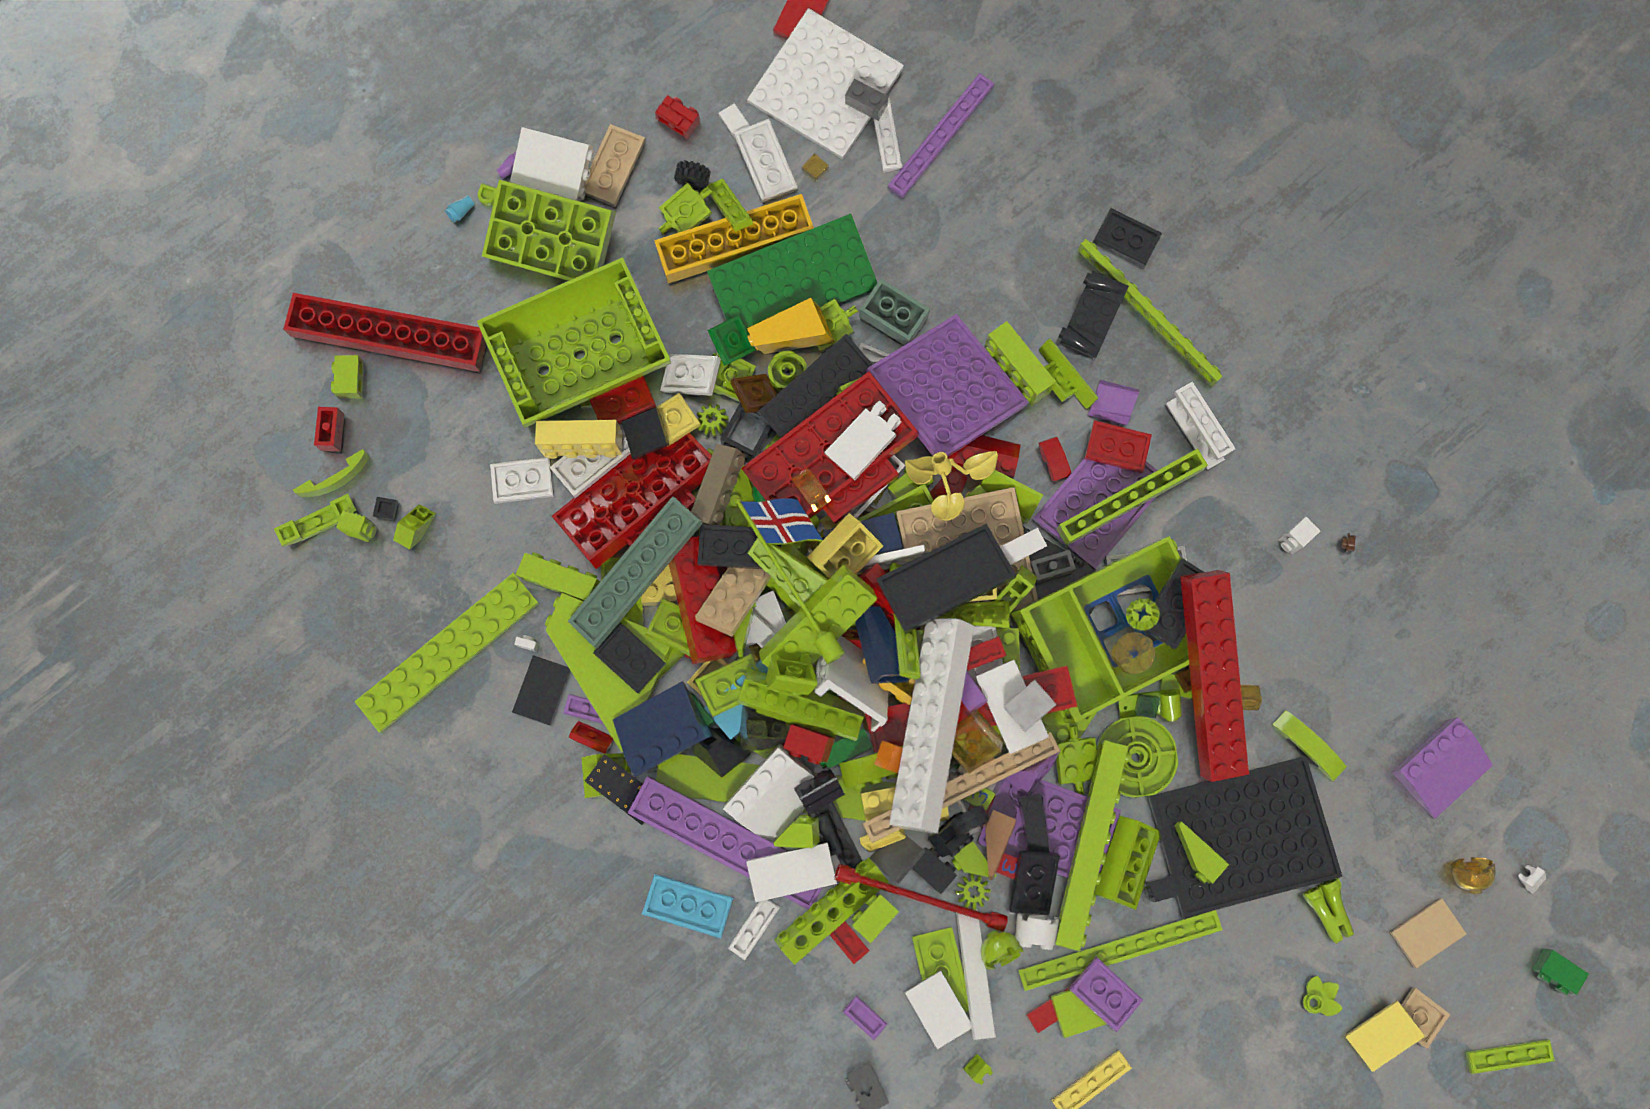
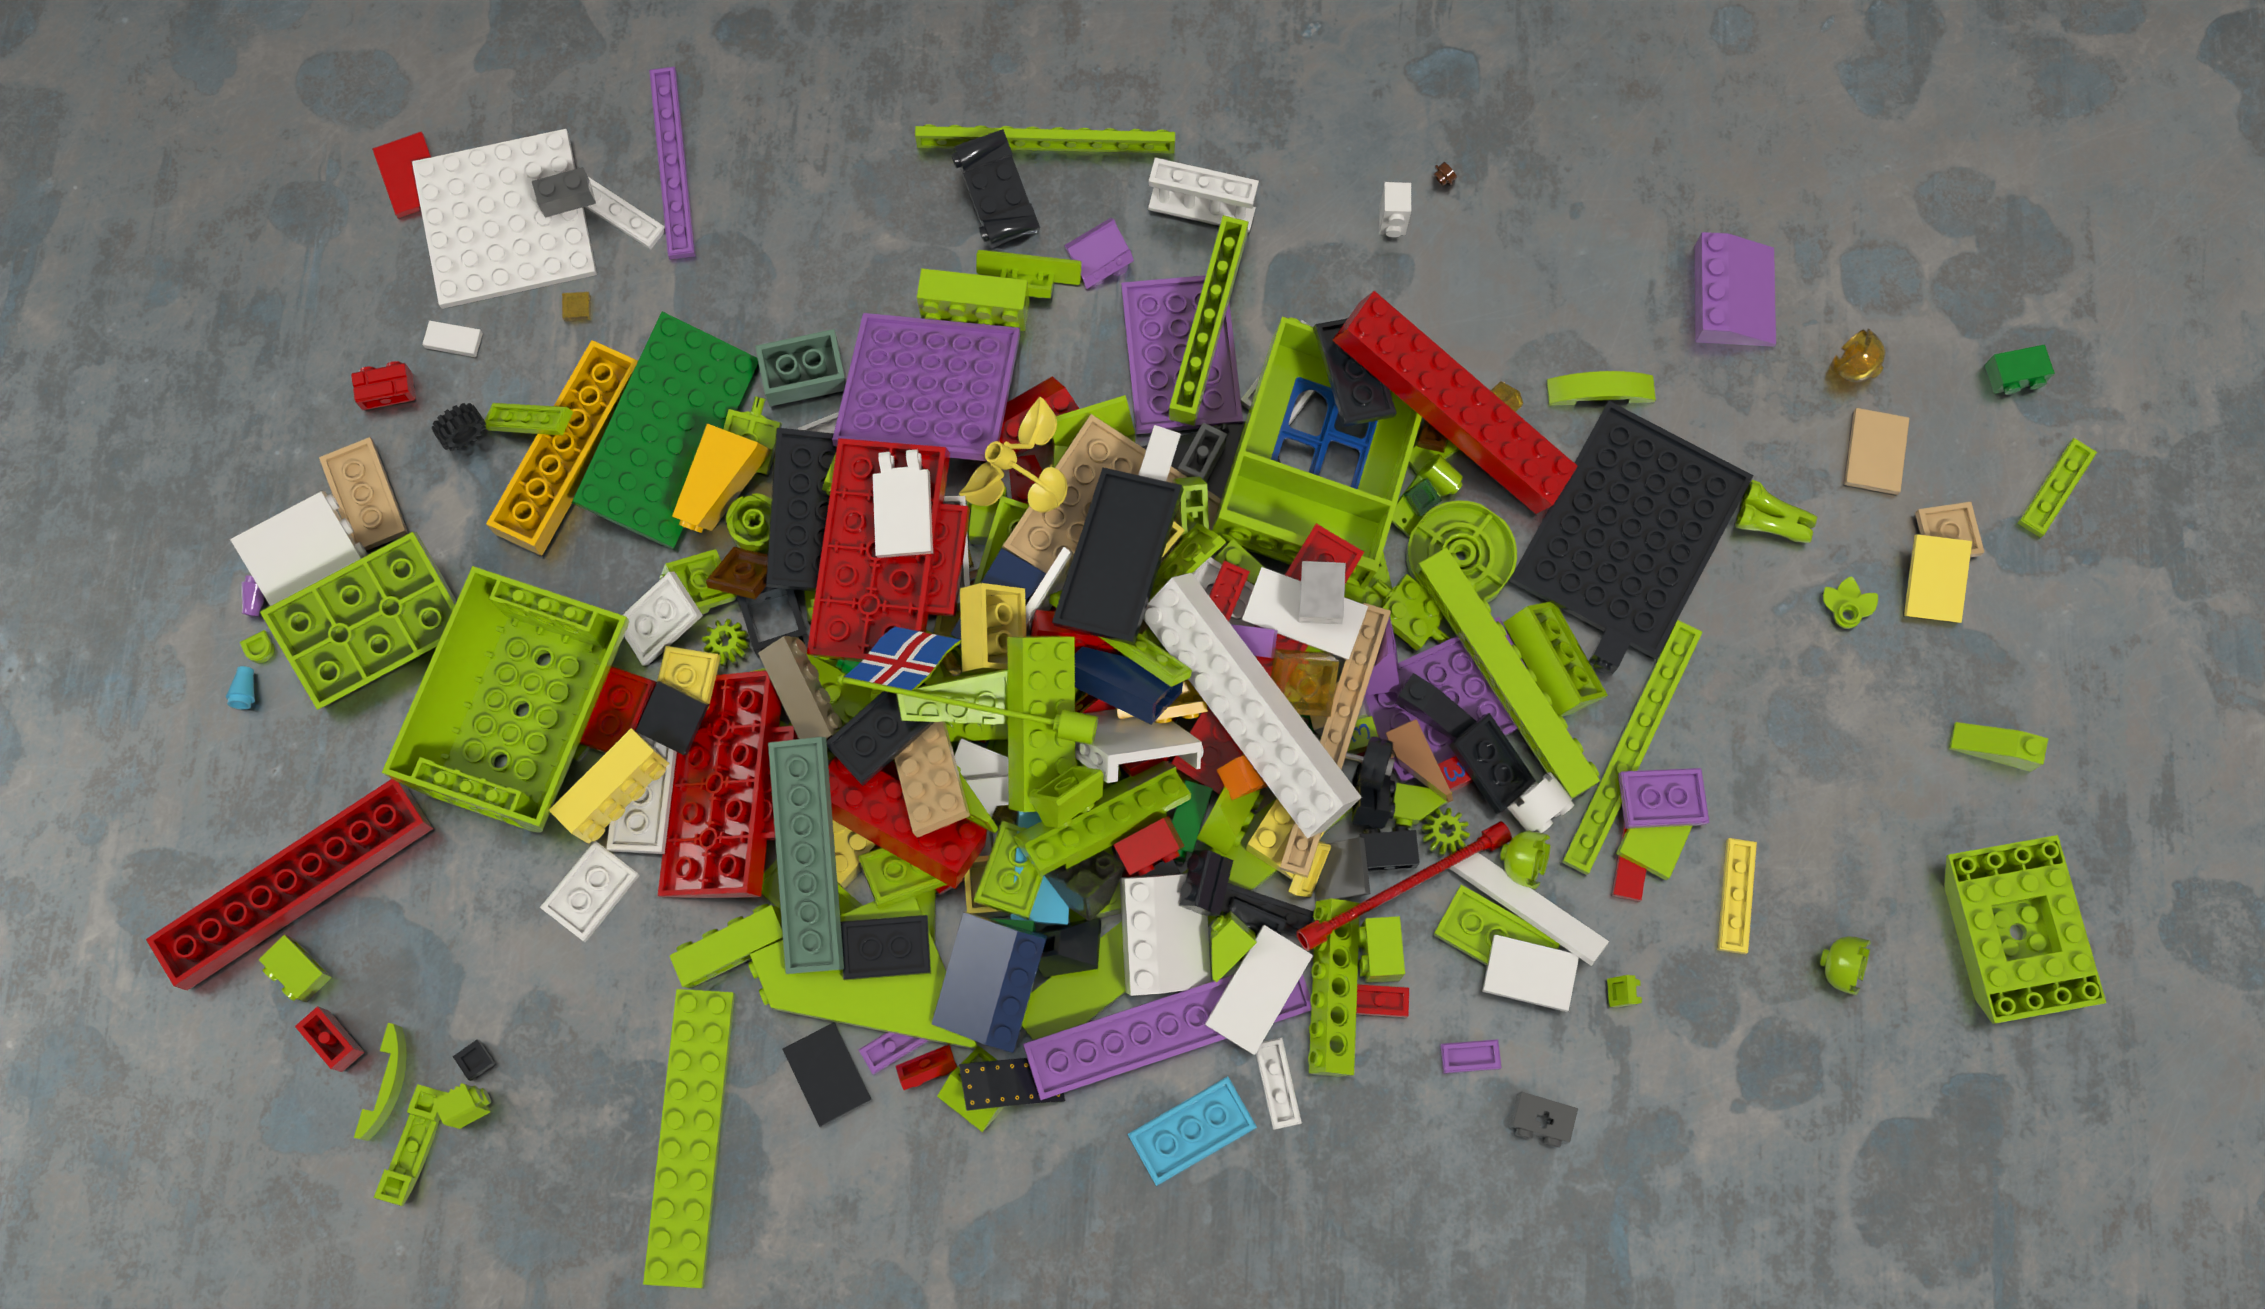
camera: 45 degrees left, 5 degrees down
(413, 526) = (523, 1047): lime slope -> none
(527, 643) = (763, 1043): white plate -> none
(685, 209) = (485, 467): lime plate -> none
(731, 340) = (666, 544): green tile -> none
(765, 161) = (519, 346): white tile -> none
(811, 489) = (899, 602): clear yellow slope -> none
(1055, 457) = (1098, 355): red slope -> none
(1118, 446) = (1146, 288): red tile -> none
(1127, 237) = (952, 91): black tile -> none
(1142, 661) = (1364, 439): clear yellow plate -> none
(1146, 622) = (1345, 412): lime gear -> none
(1202, 858) = (1615, 583): lime slope -> none
(1534, 881) = (1914, 312): white tile -> none

